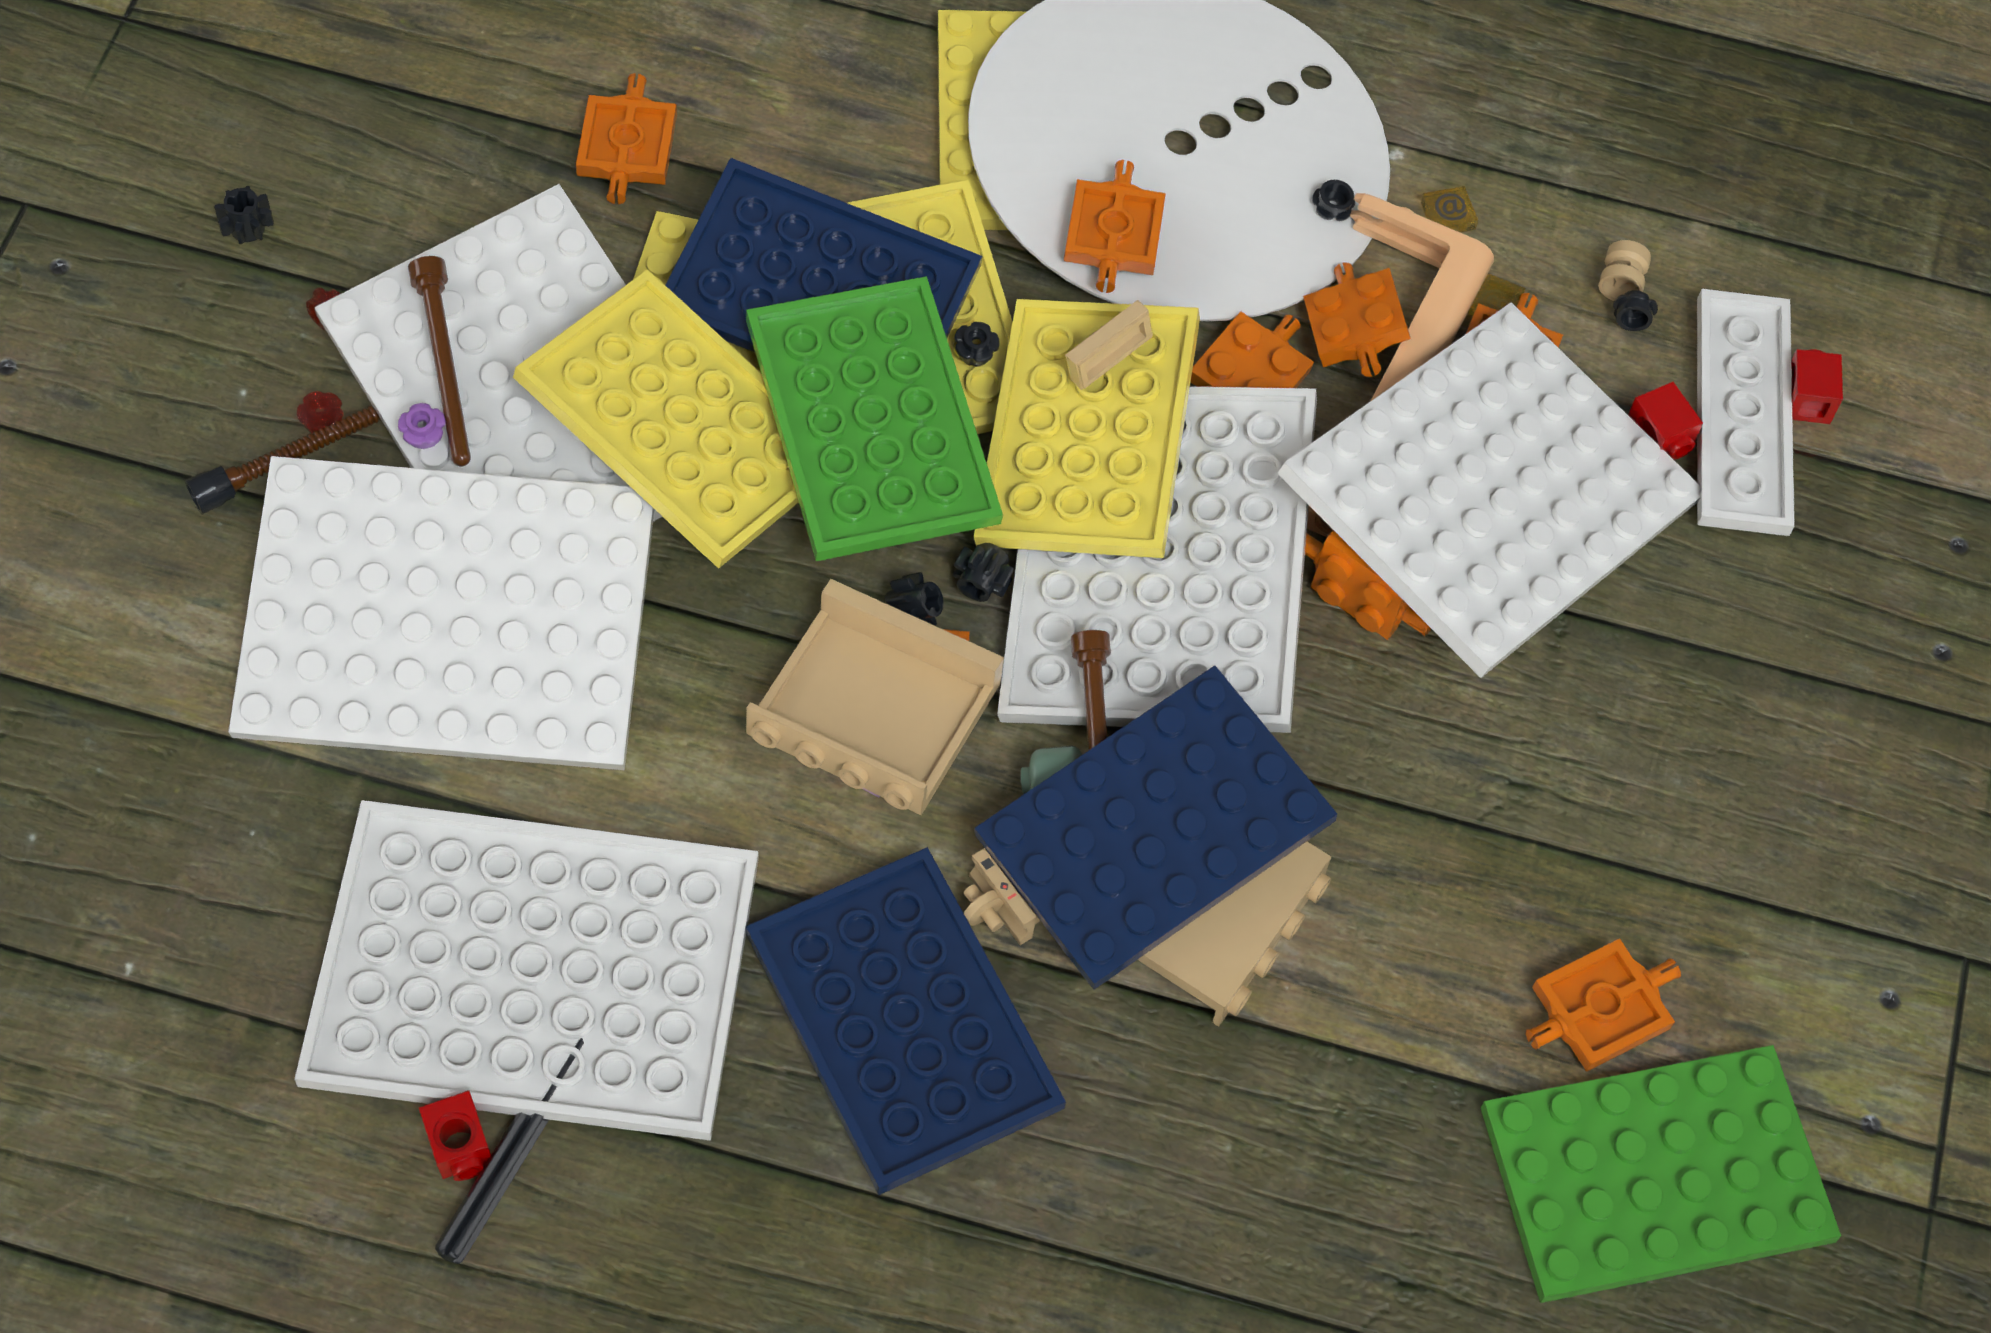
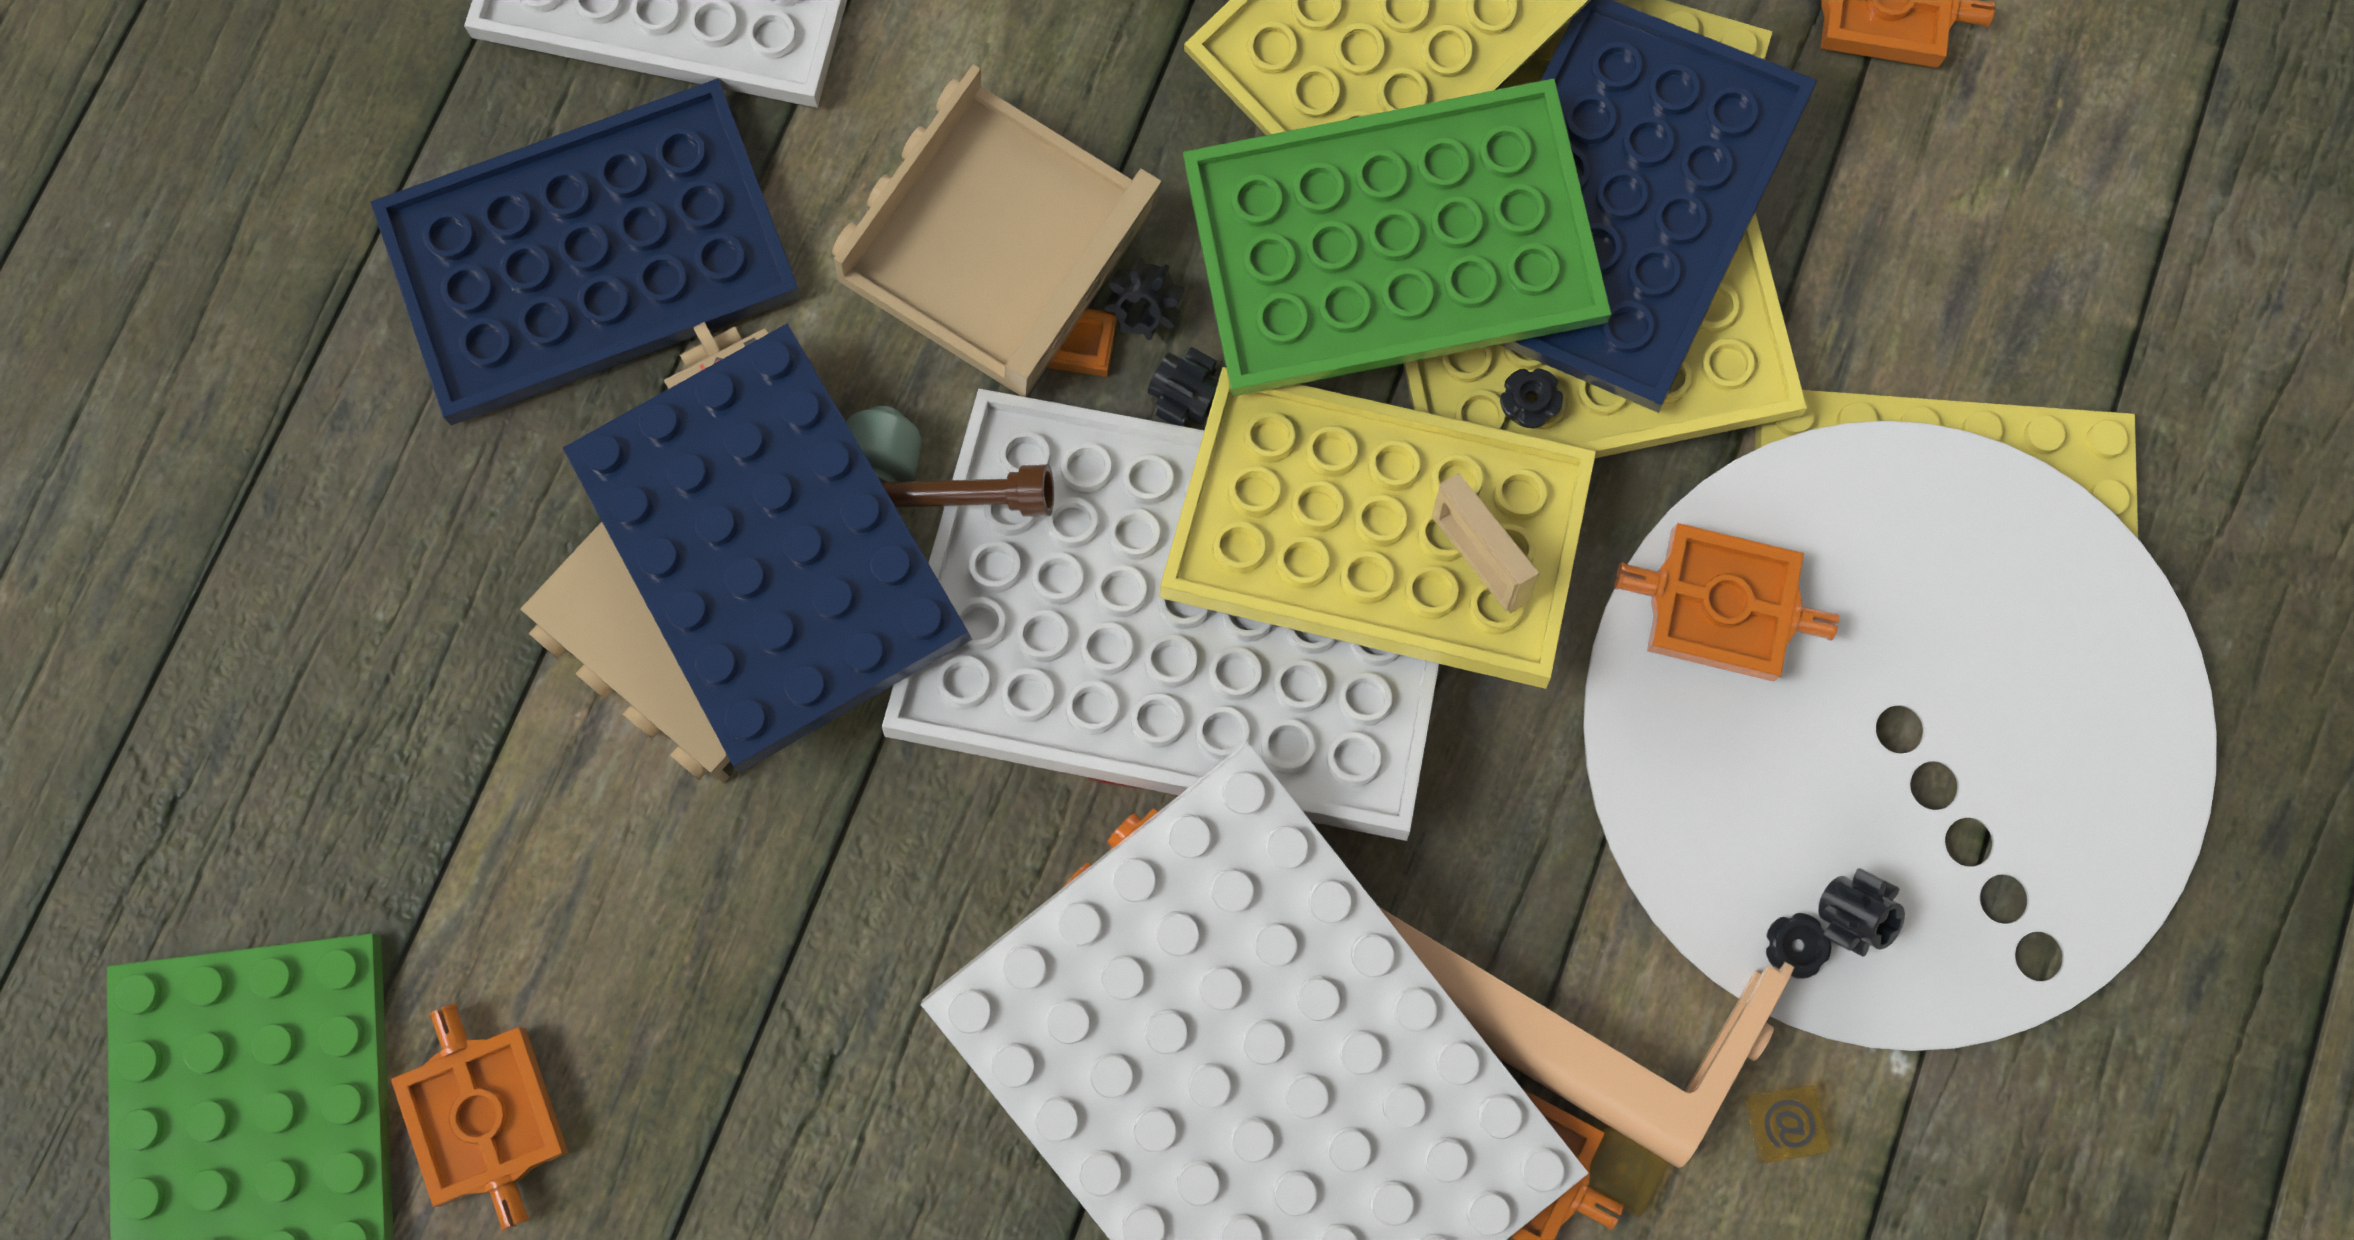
camera: 100 degrees right, 15 degrees up
(1253, 357) = (1504, 785): orange plate -> none
(1312, 159) = (1861, 912): none -> black gear
(1356, 318) = (1574, 940): orange plate -> none

